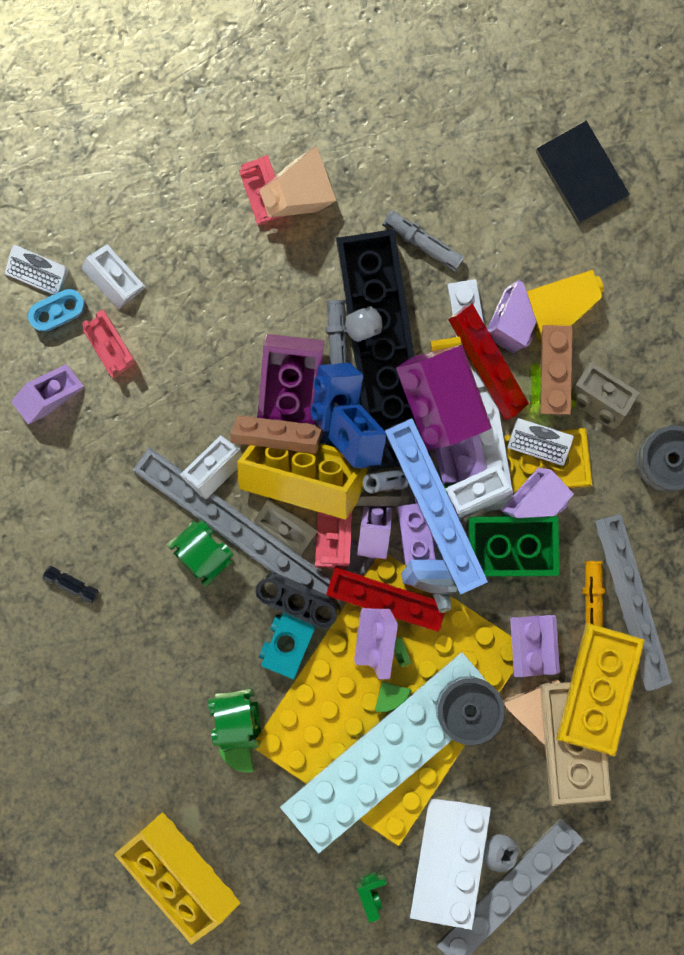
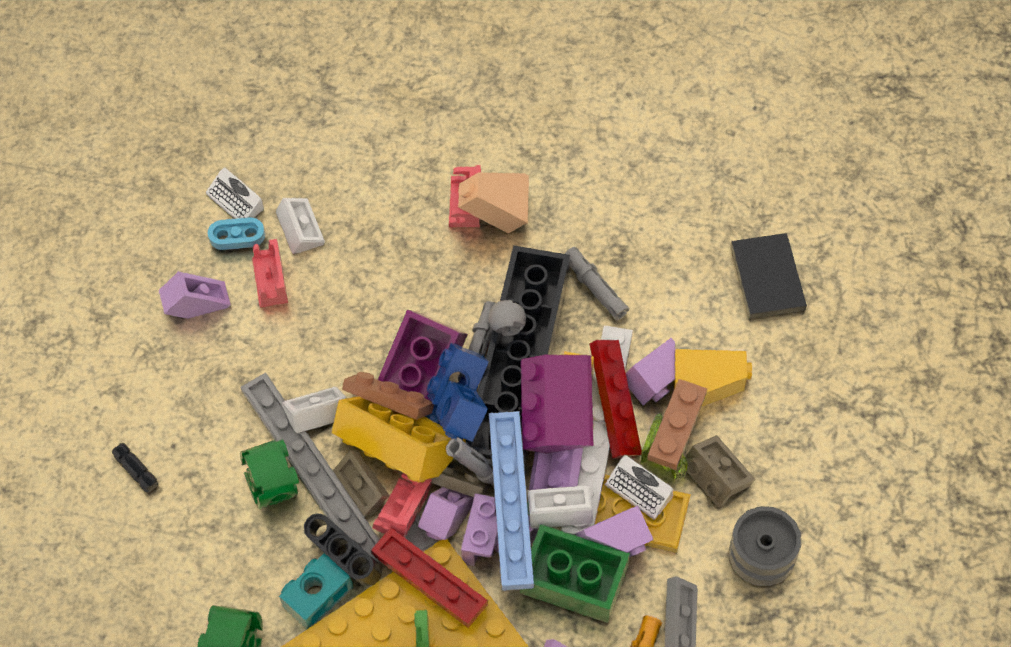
camera: 20 degrees right, 25 degrees down
(376, 640) = (399, 606): lavender bracket -> none
(433, 578) = (481, 570): piece -> none

